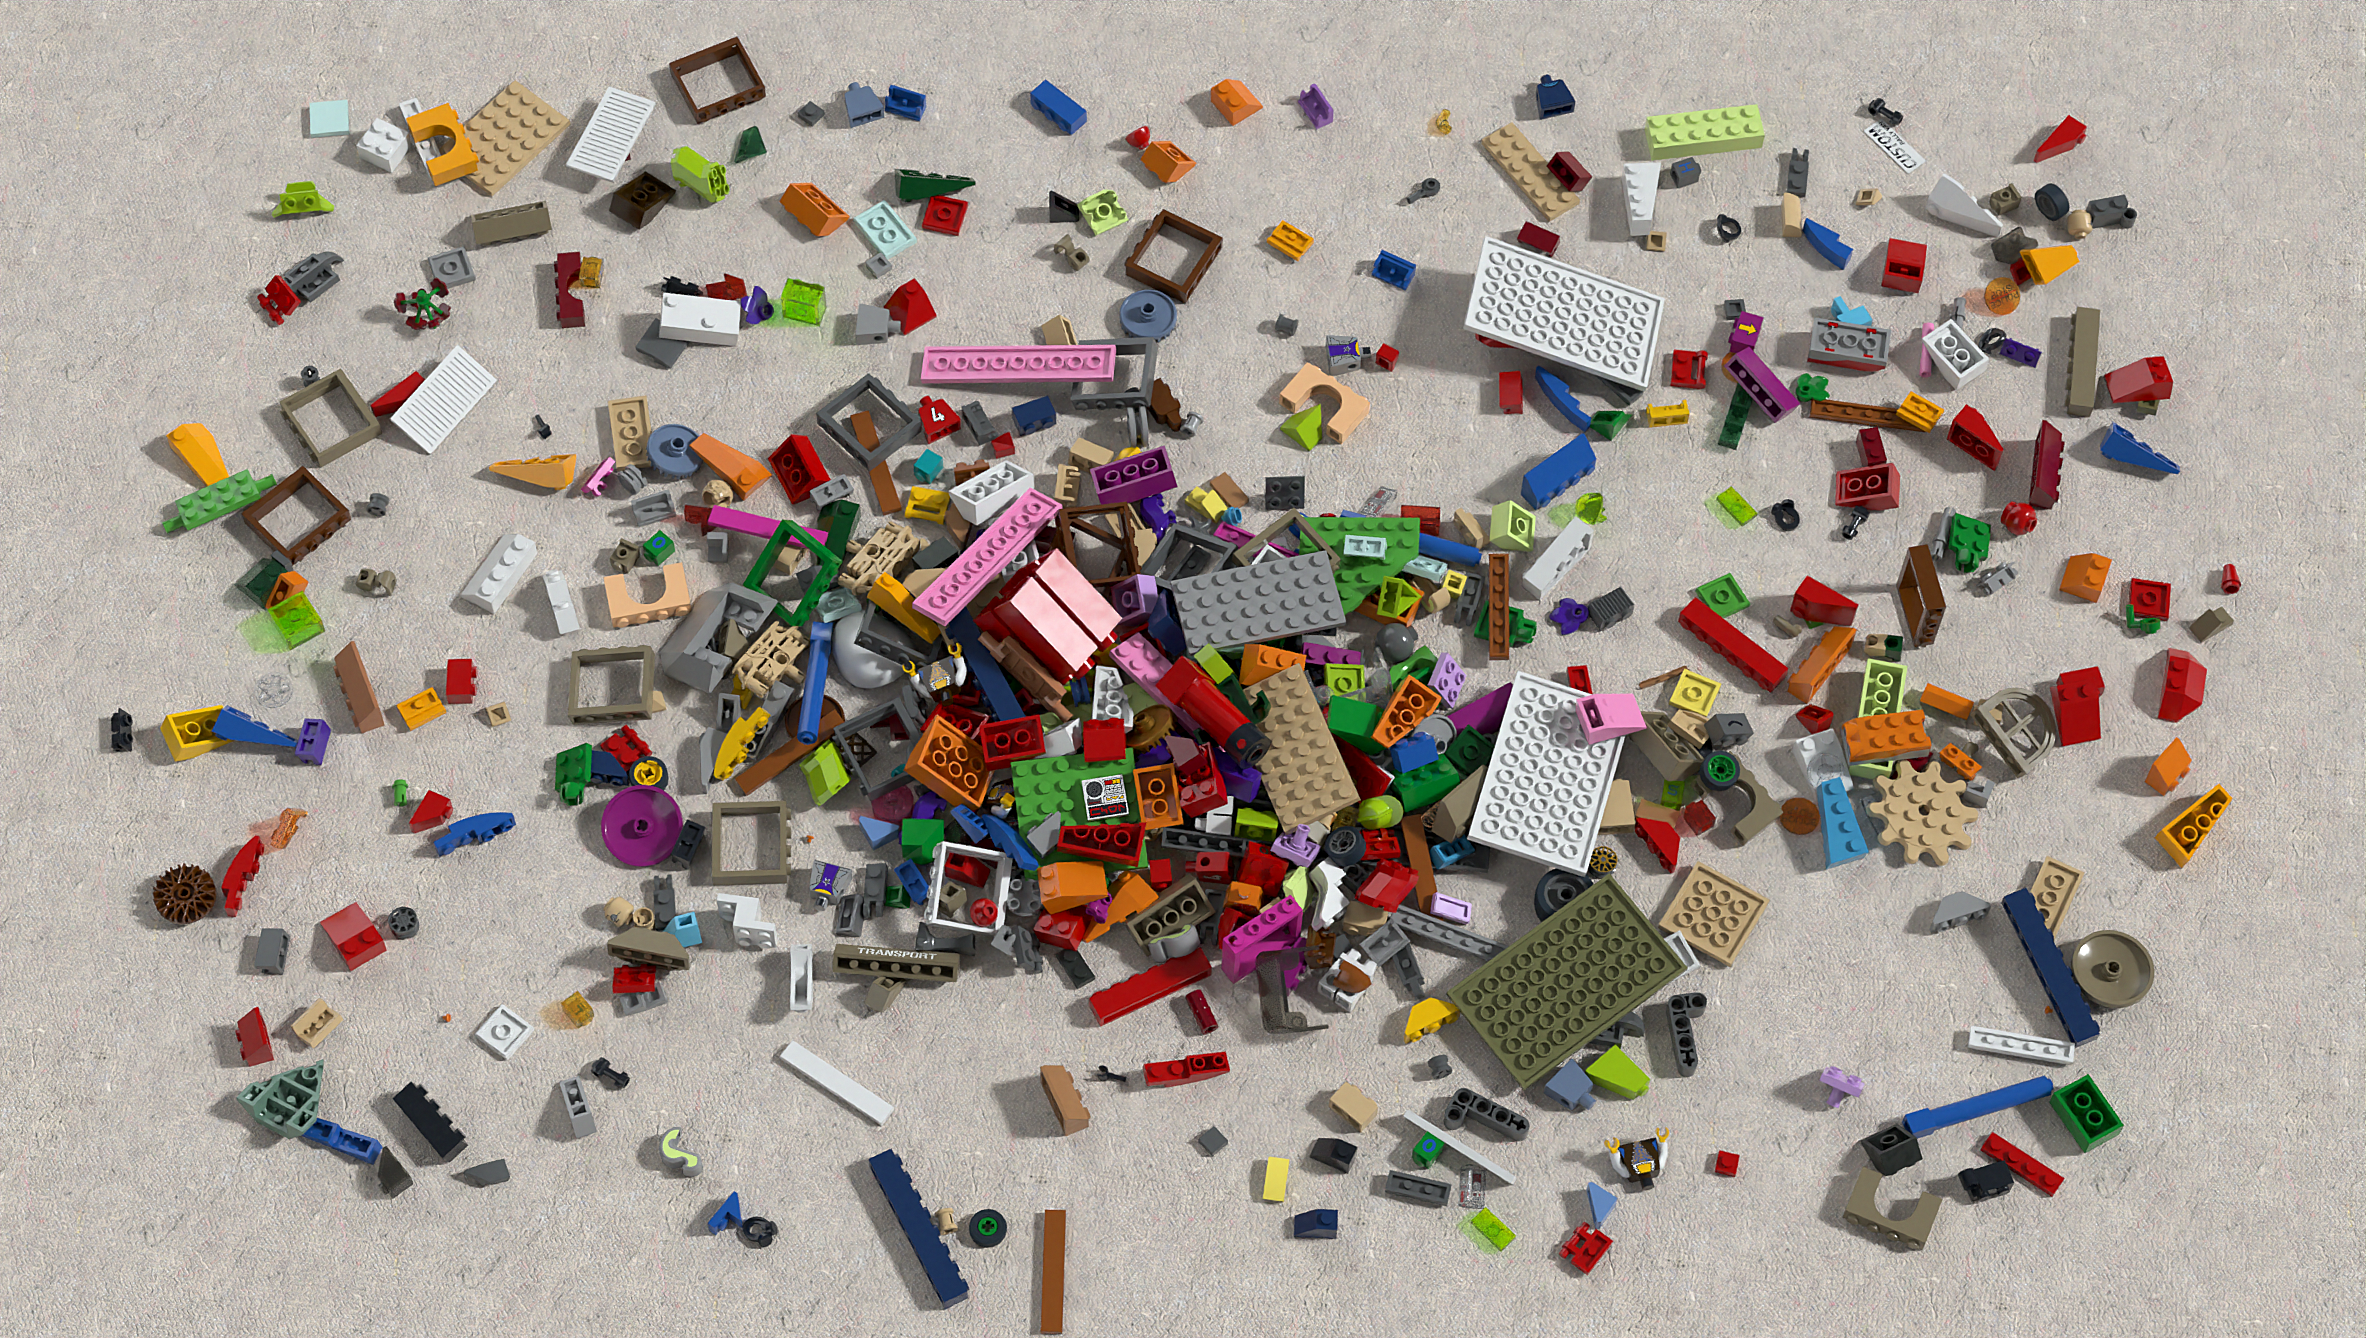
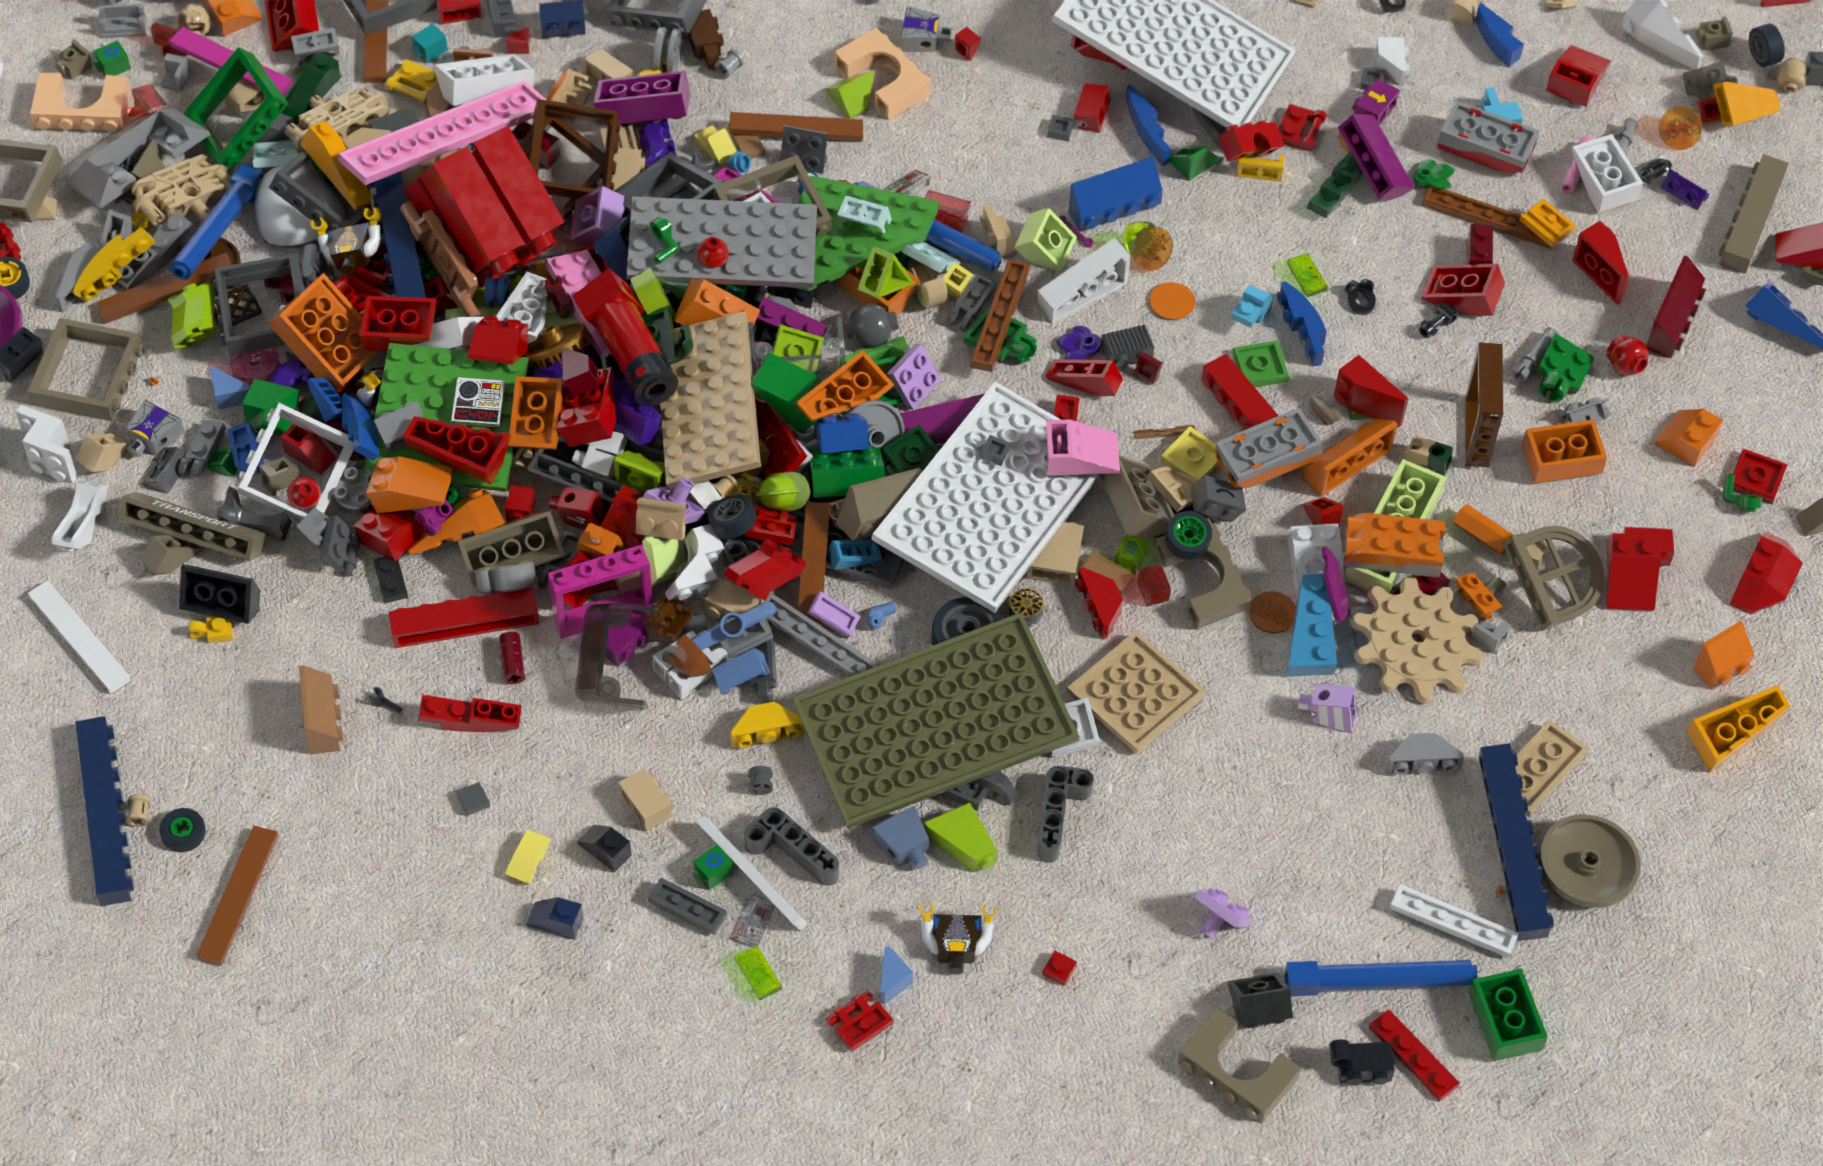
camera: 15 degrees right, 5 degrees down
(709, 584) = (146, 101): none -> clear red slope
(793, 914) = (101, 451): none -> tan slope
(944, 1019) = (218, 594): none -> black slope
(947, 1047) = (214, 629): none -> yellow plate
(1054, 484) = (555, 87): none -> orange piece
(1133, 683) = (560, 299): none -> dark red plate
(1209, 608) = (661, 230): none -> green plate
(1256, 617) = (712, 252): none -> red brick
(1257, 472) = (773, 125): none -> dark orange tile
(1293, 865) = (660, 518): none -> tan plate
(1388, 933) = (747, 619): none -> medium blue piece
(1394, 977) = (740, 670): none -> medium blue hinge
(1484, 898) = (878, 613): none -> medium blue arm
(1489, 418) = (1060, 128): none -> dark grey tile
(1540, 733) = (995, 450): none -> dark grey tile
(1546, 519) = (1088, 242): none -> magenta hinge
(1585, 643) = (1088, 376): none -> red slope
(1604, 514) = (1152, 248): none -> clear orange piece
(1632, 556) = (1172, 300): none -> orange piece
(1634, 624) = (1148, 368): none -> dark red tile
(1656, 395) = (1246, 139): none -> red arch
(1702, 548) = (1252, 306): none -> medium azure brick
(1745, 286) = (1392, 57): none -> white slope
(1745, 545) = (1305, 320): none -> blue slope
(1759, 678) = (1268, 449): none -> light grey piece
(1848, 785) = (1335, 585): none -> magenta tile
(1873, 888) = (1331, 706): none -> lavender torso
(1992, 617) = (1564, 451): none -> orange brick

